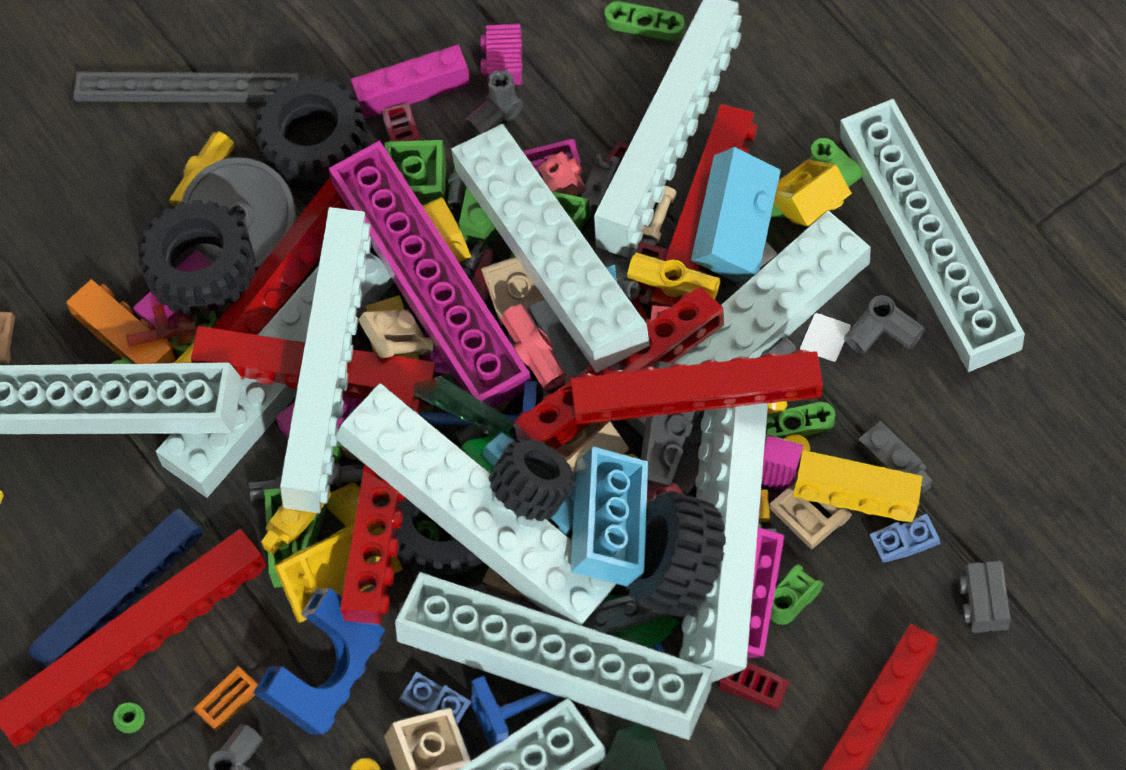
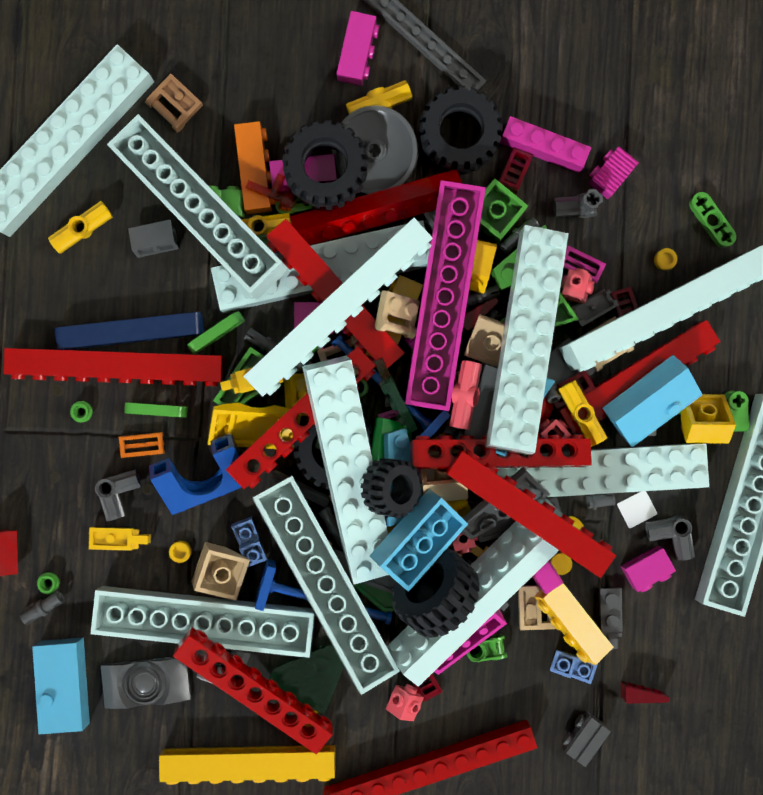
camera: 30 degrees right, 25 degrees up
(67, 480) = (153, 238): none -> dark grey hinge
(138, 143) = (357, 48): none -> dark pink brick
(212, 646) = (157, 410): none -> bright green beam
(215, 516) = (216, 332): none -> bright green beam
(631, 90) = (665, 259): none -> yellow tile
(755, 719) = (404, 702): none -> coral brick
(888, 379) = (648, 569): none -> dark pink brick
(999, 505) = (635, 693): none -> dark red slope

